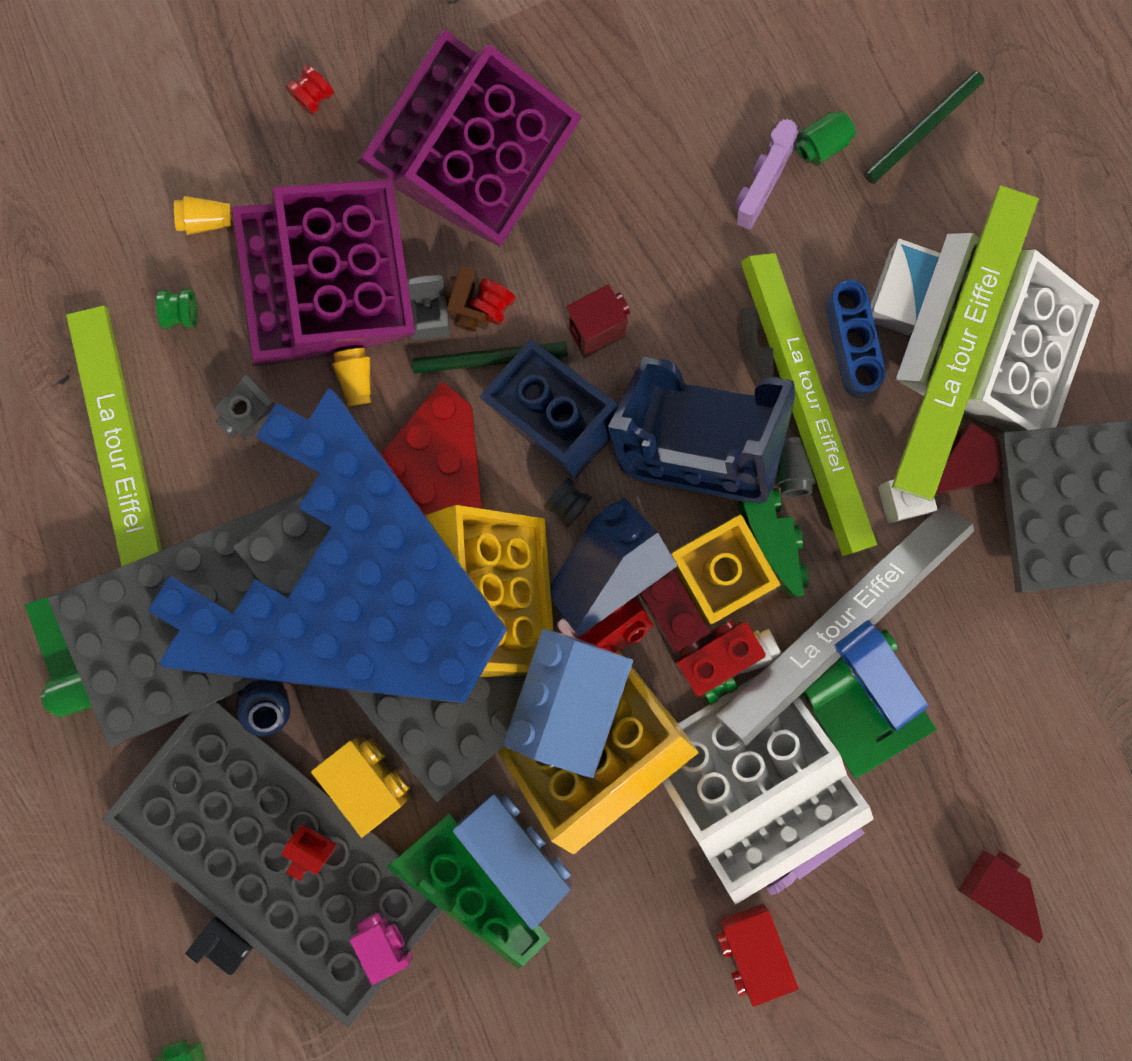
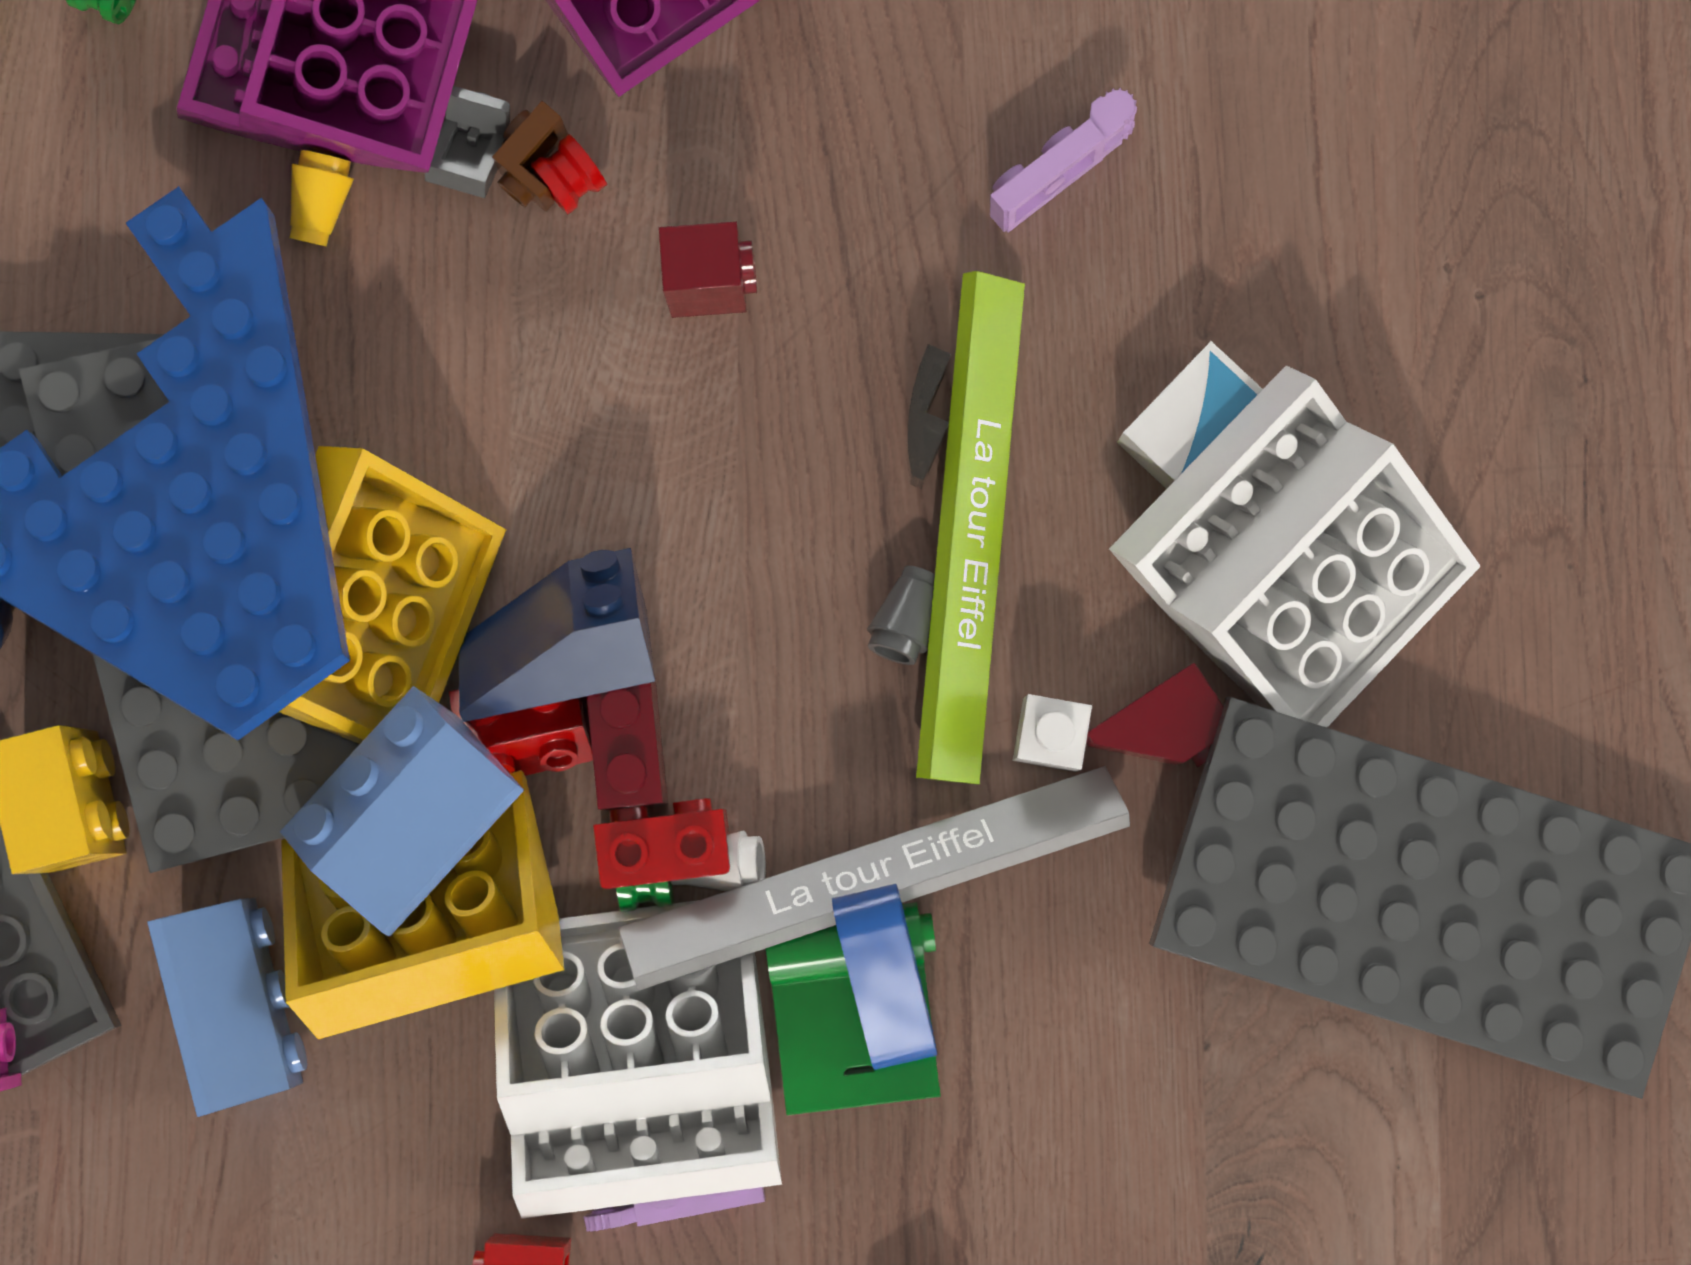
camera: 25 degrees right, 0 degrees up
(258, 409) = (156, 175): dark grey brick -> none
(438, 453) = (387, 367): red plate -> none
(456, 884) = (122, 1001): green wing -> none
(479, 358) = (531, 255): dark green bar -> none
(552, 408) = (587, 372): dark blue slope -> none
(568, 502) = (547, 520): black wheel -> none
(701, 435) = (781, 501): dark blue windscreen -> none
(724, 570) = (725, 718): yellow brick -> none
(778, 541) = (825, 704): green slope -> none
(825, 137) = (1175, 143): green brick -> none
(859, 321) = (1093, 434): blue beam -> none
(924, 127) = (1335, 191): dark green bar -> none
(965, 343) = (1227, 537): lime tile -> none

